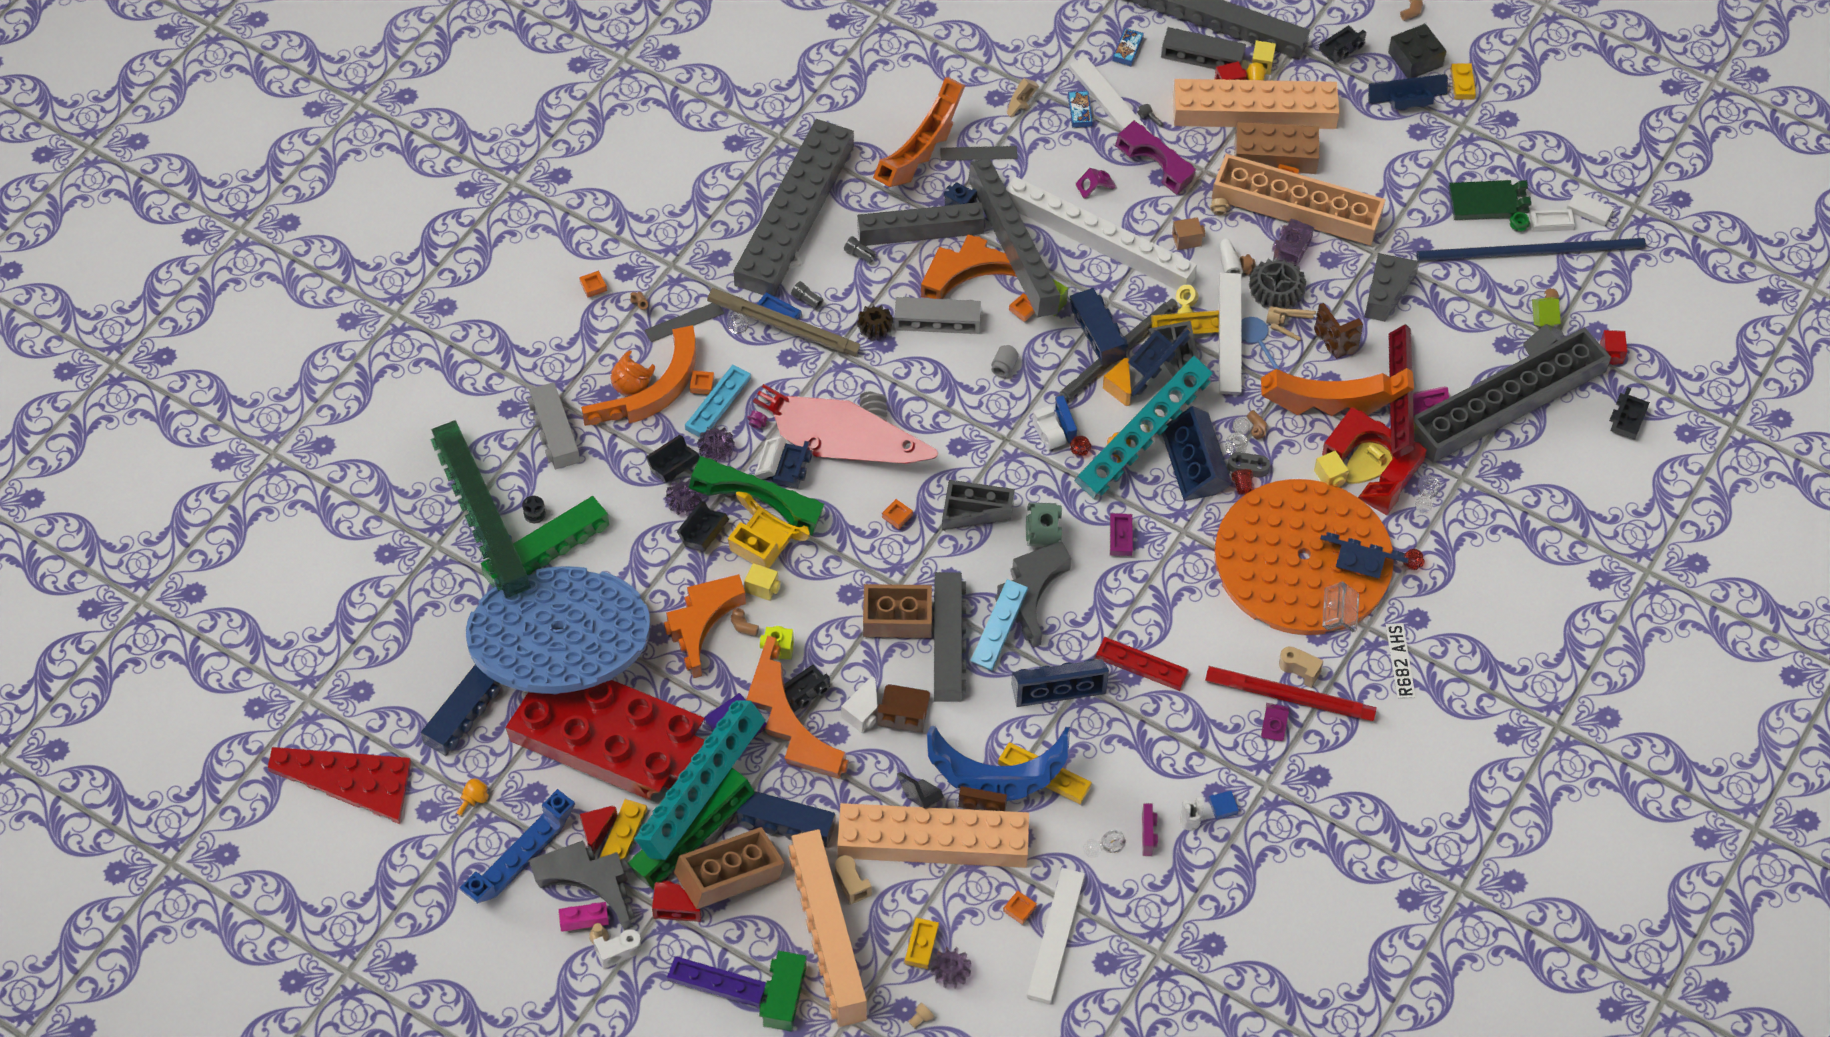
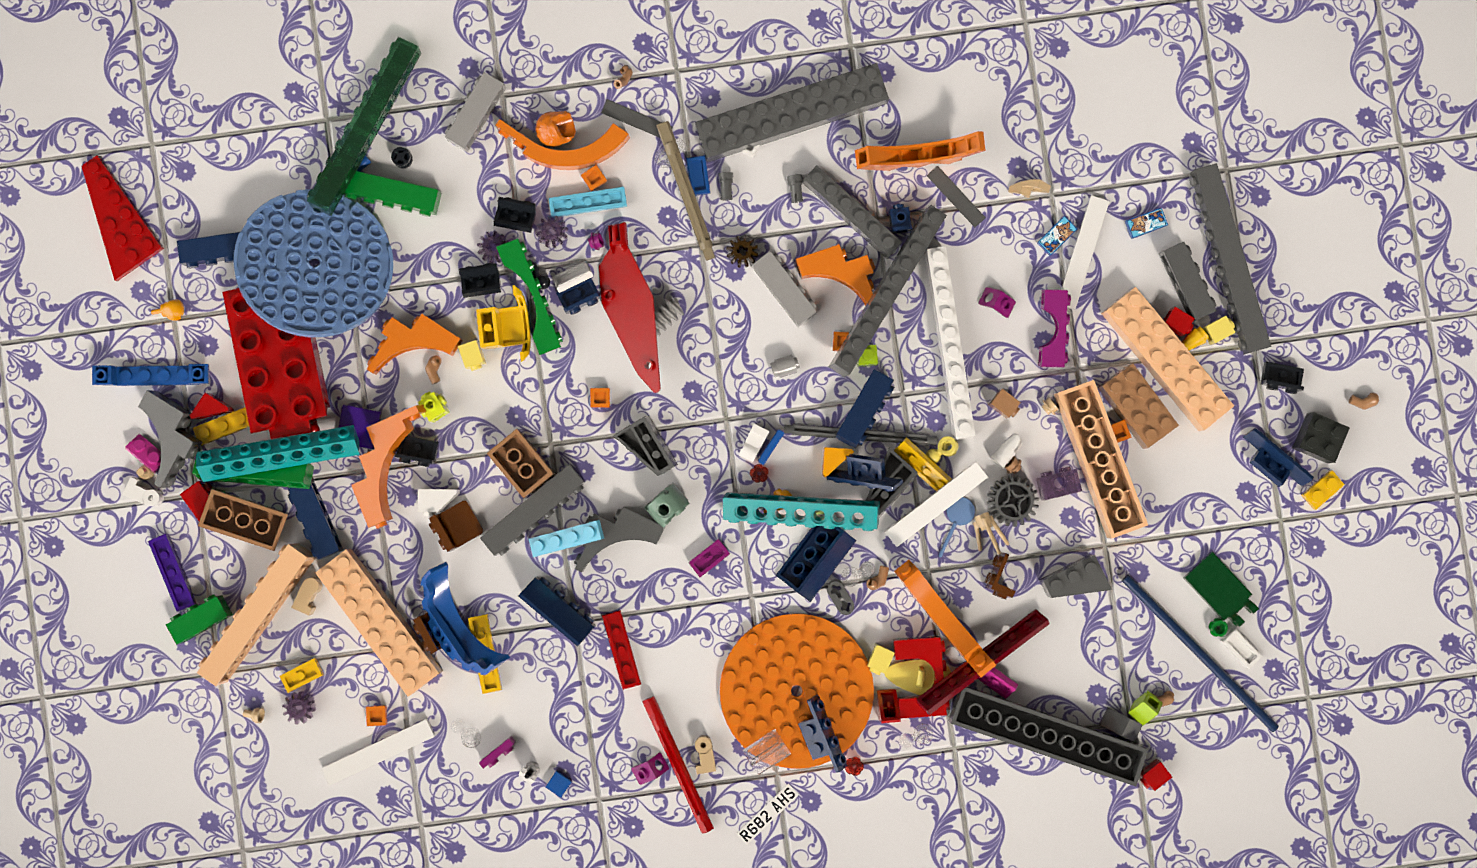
camera: 50 degrees right, 30 degrees up
(593, 284) = (610, 32): orange plate -> none
(920, 791) = (400, 590): black panel -> none
(1146, 110) = (1095, 285): dark grey hand -> none
(1243, 481) = (821, 606): clear red piece -> none
(1590, 208) = (1275, 668): white tile -> none
(1629, 415) = (1102, 827): black bracket -> none

